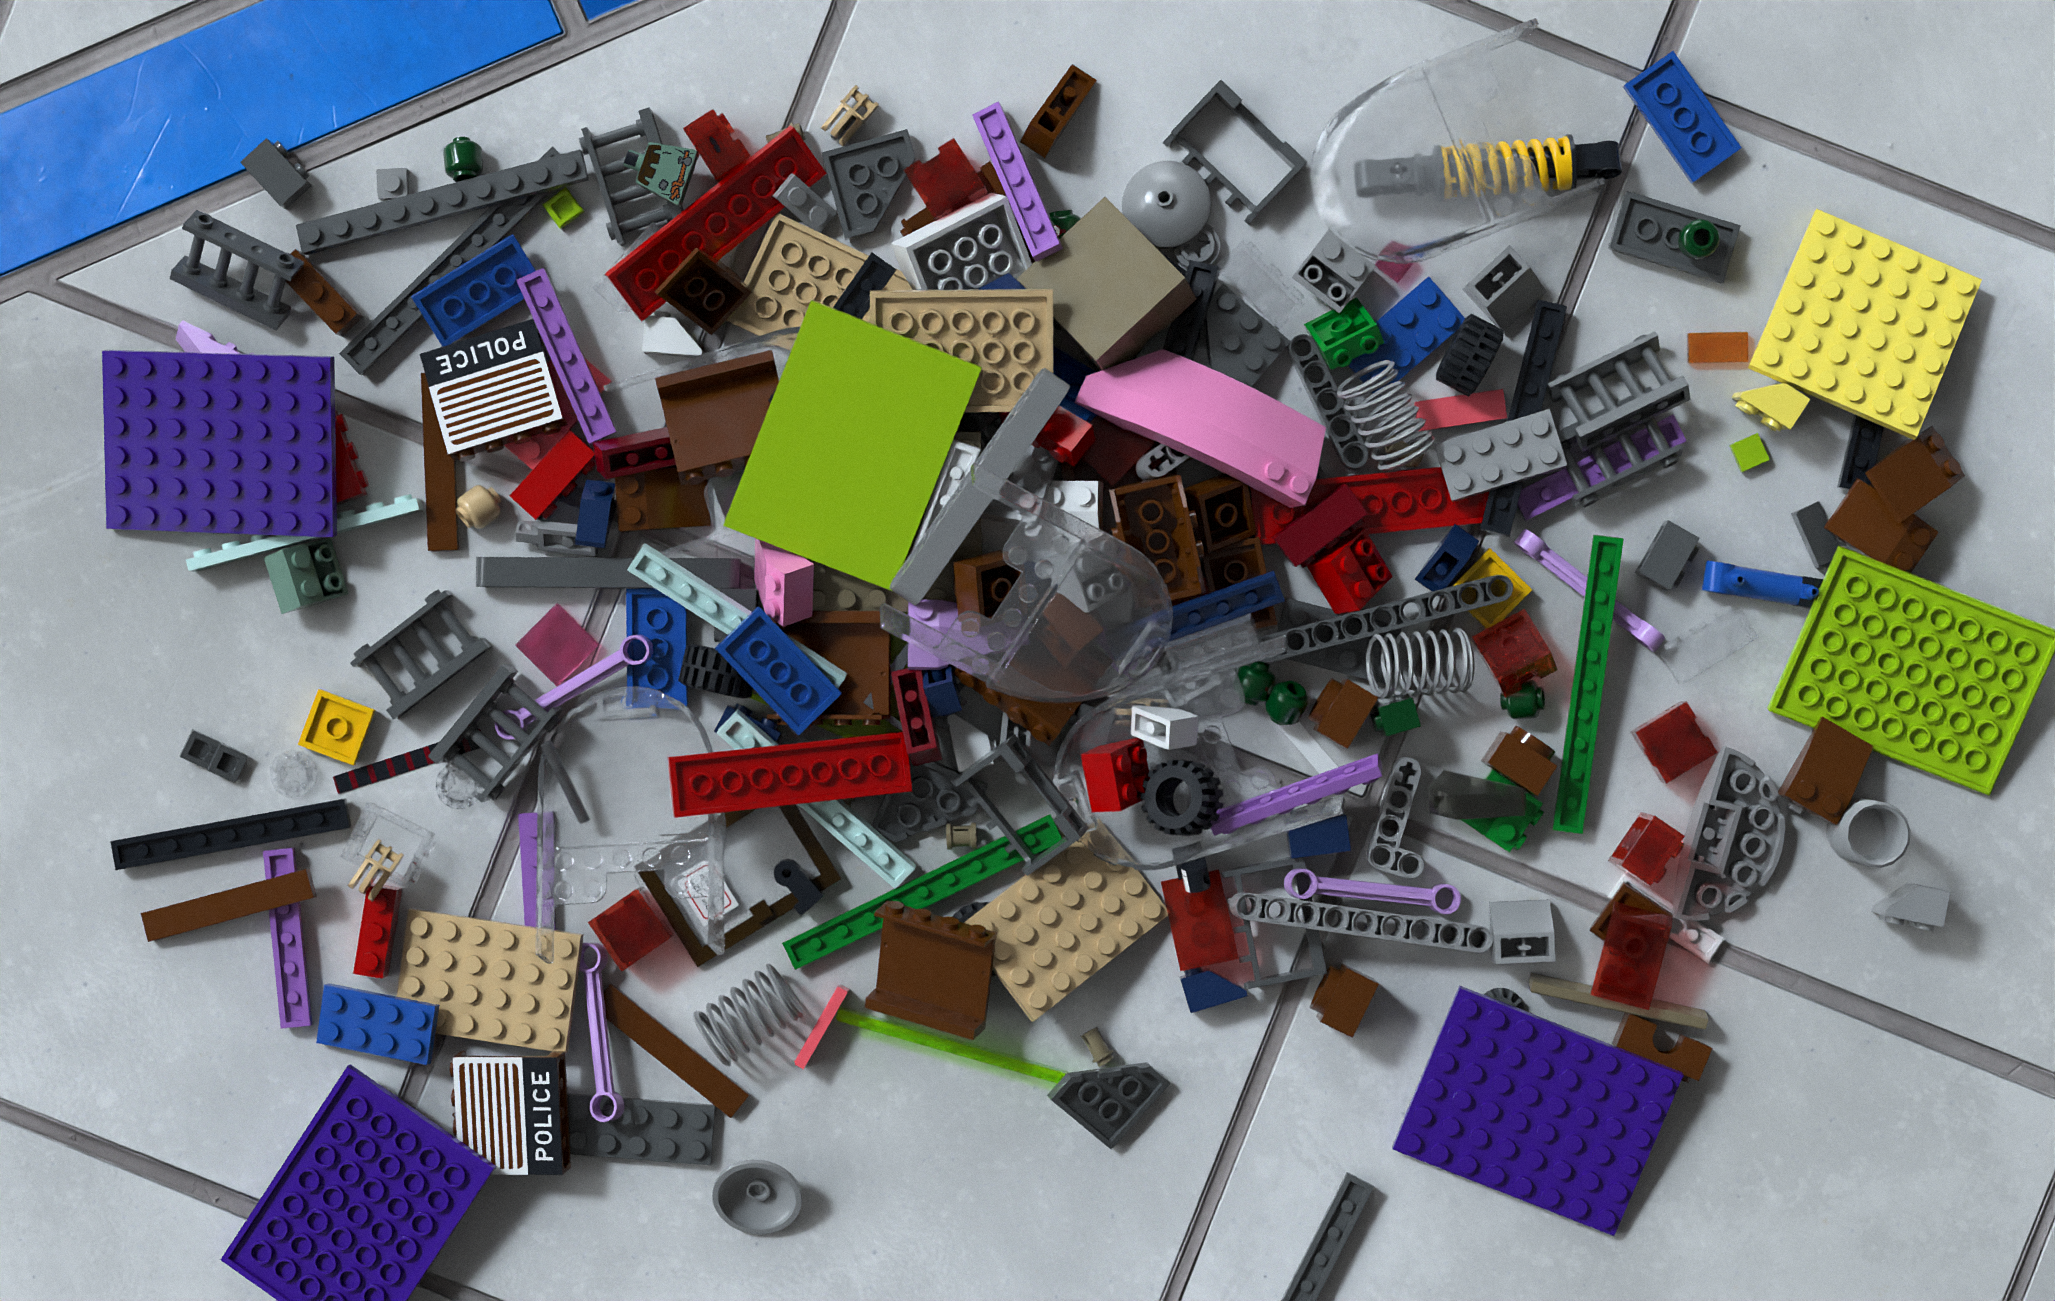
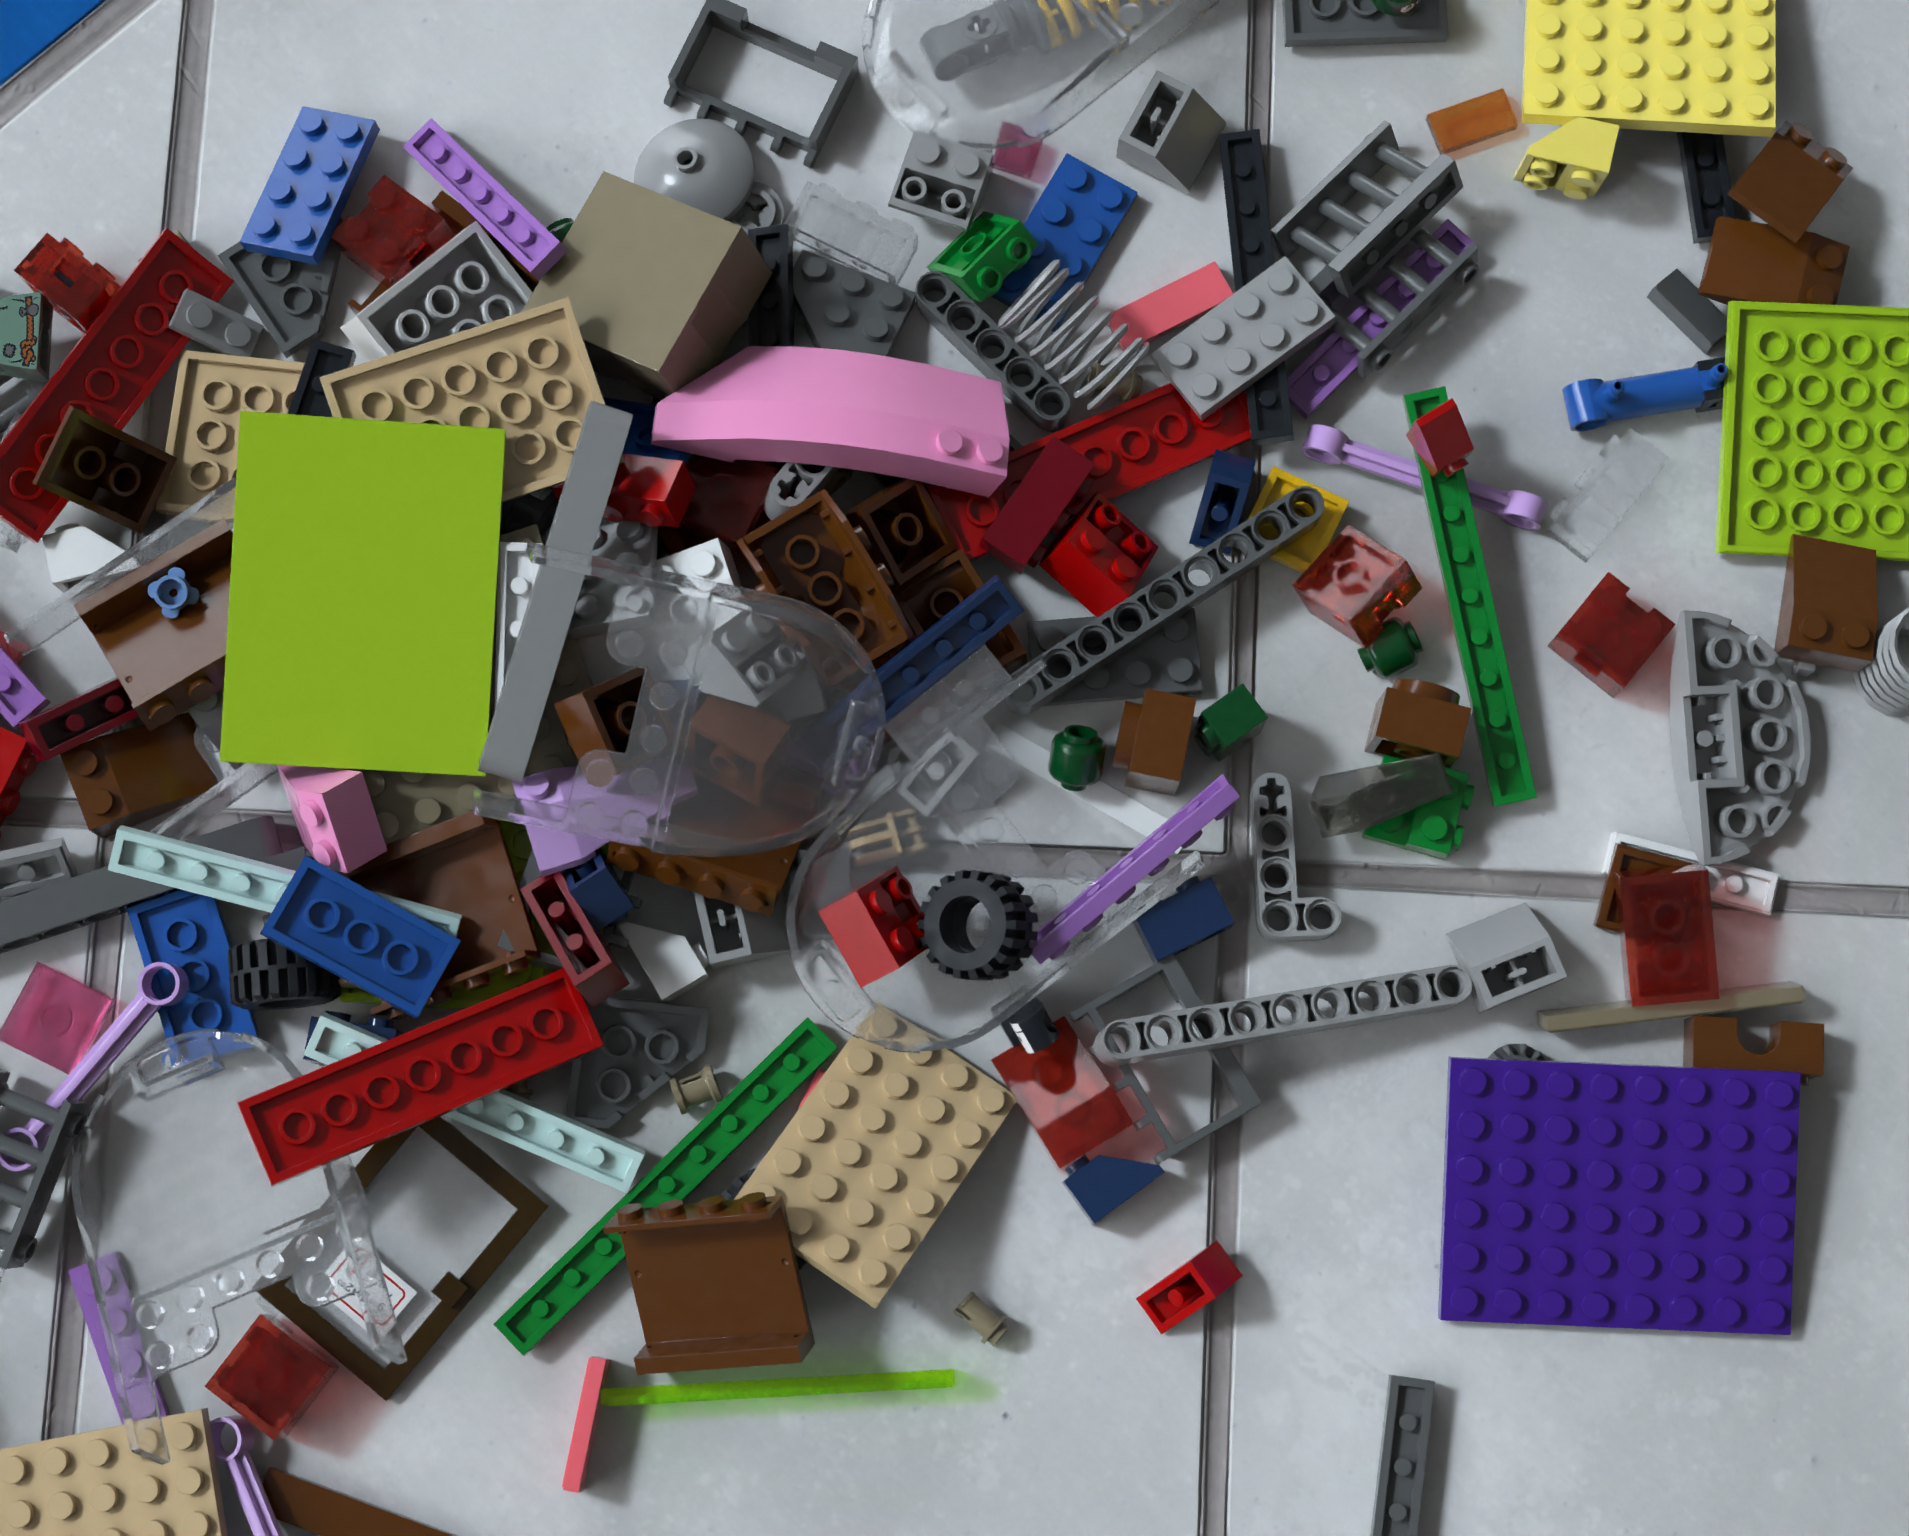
camera: 15 degrees left, 10 degrees down
(565, 782) = (116, 1200): flat silver bar -> none
(595, 513) = (51, 818): dark blue slope -> none
(715, 386) = (161, 590): none -> medium blue plate
(775, 982) = (506, 1387): light grey piece -> none
(791, 875) = (475, 1222): black leg -> none
(851, 113) = (236, 199): tan arm -> none
(900, 124) = (310, 185): none -> plate
(1020, 759) = (738, 946): dark grey hinge -> none
(1057, 111) = (512, 107): reddish brown slope -> none
(1109, 1098) = (1022, 1384): dark grey plate -> none
(1164, 726) = (920, 837): white slope -> none
(1238, 1073) = (1189, 1287): none -> red slope
(1256, 682) = (1027, 743): dark green head -> none
(1343, 998) = (1297, 1129): reddish brown piece -> none
(1372, 891) = (1284, 969): lavender piece -> none
(1386, 663) = (1204, 650): light grey piece -> none
(1469, 355) = (1156, 224): black tyre -> none
(1605, 579) = (1441, 439): none -> red slope
(1647, 849) = (1633, 780): clear red brick -> none
(1668, 556) = (1510, 399): dark grey brick -> none
(1749, 452) = (1563, 237): lime tile -> none

